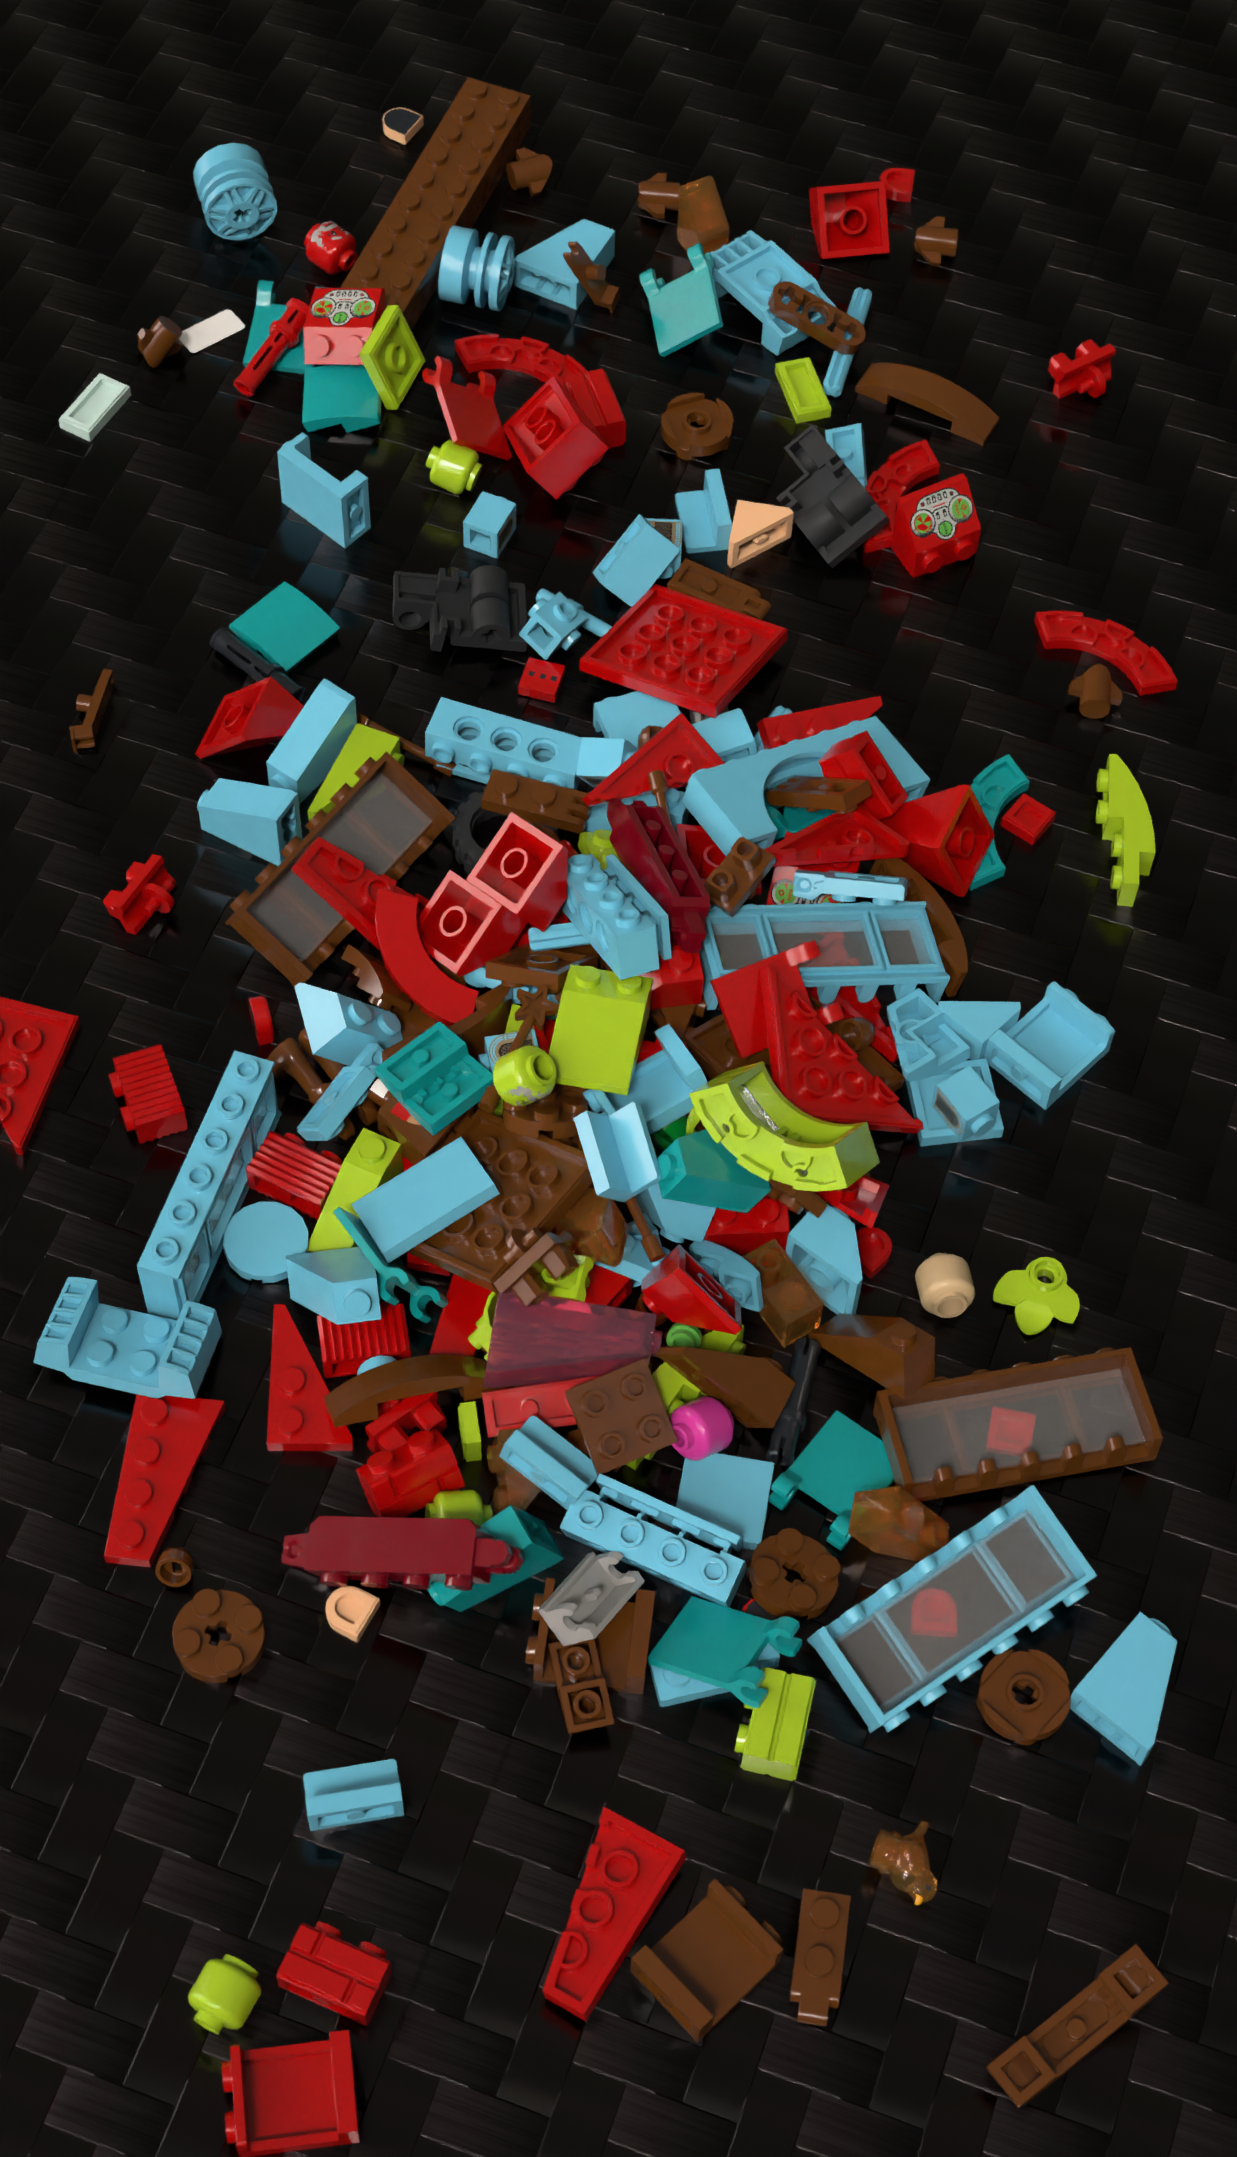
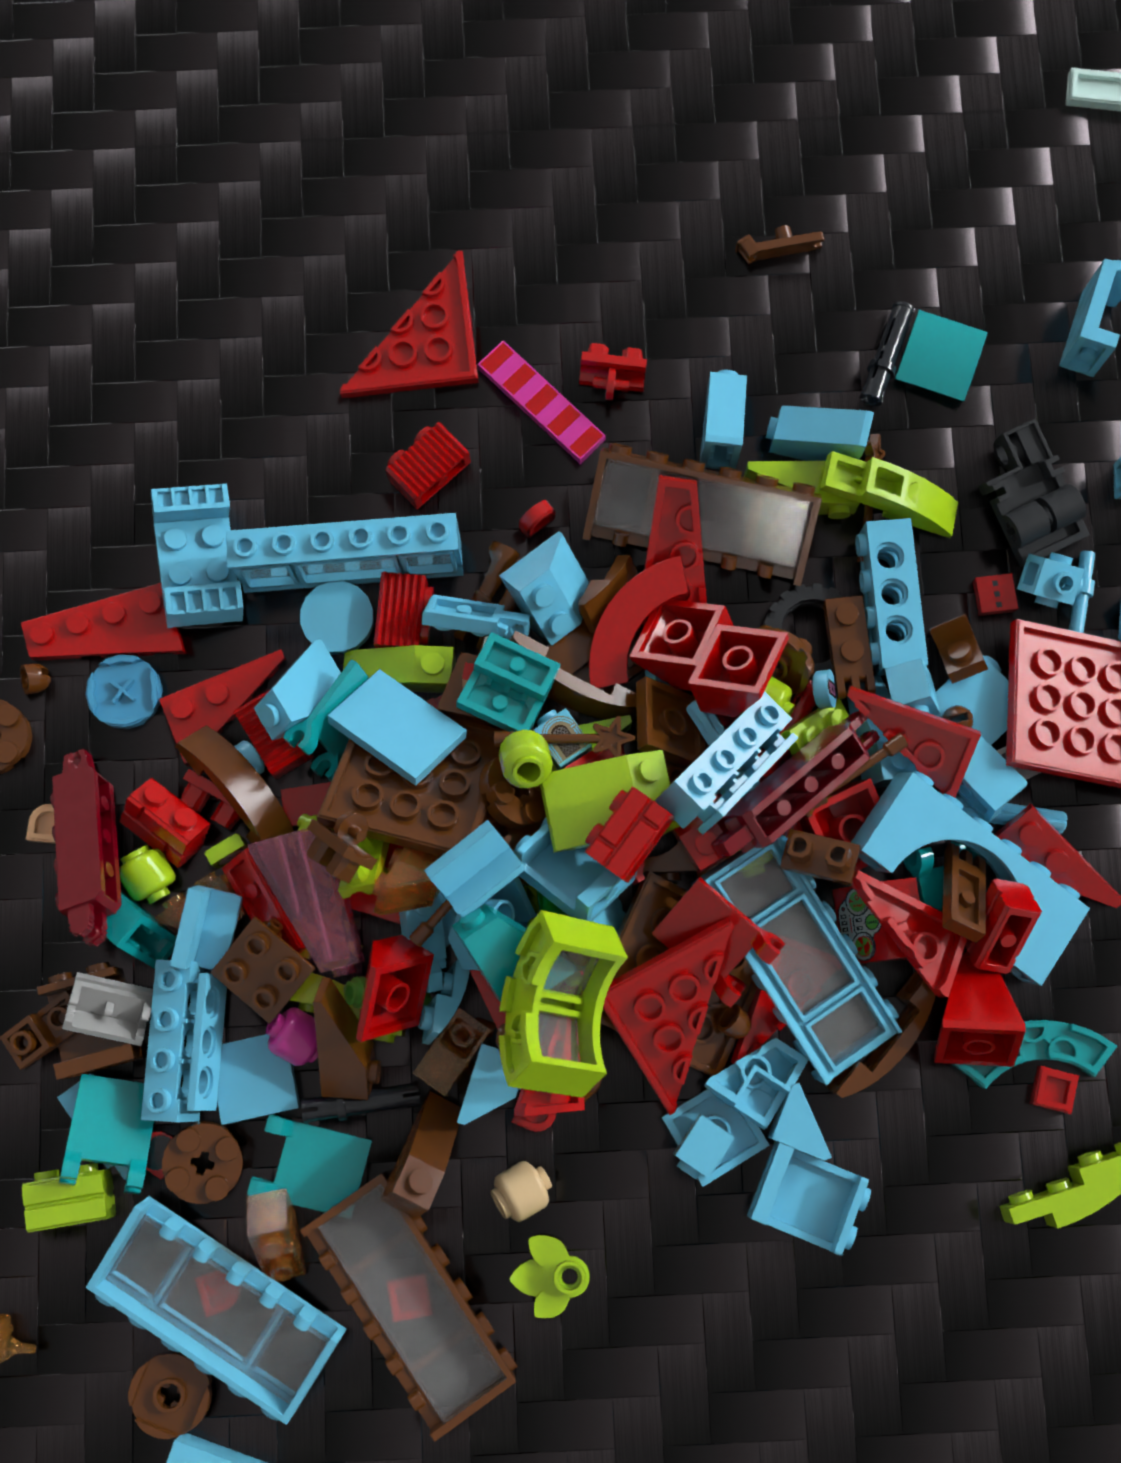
camera: 70 degrees right, 20 degrees up
(136, 972) = (541, 402): none -> tile
(238, 1481) = (124, 691): none -> dark azure tile
(250, 718) = (825, 372): red slope -> none
(397, 707) = (891, 490): none -> lime slope
(571, 830) = (824, 689): none -> medium azure tile
(584, 716) = (958, 648): none -> reddish brown slope
(645, 1006) = (628, 833): none -> red brick
(848, 886) = (878, 962): medium azure hinge -> none

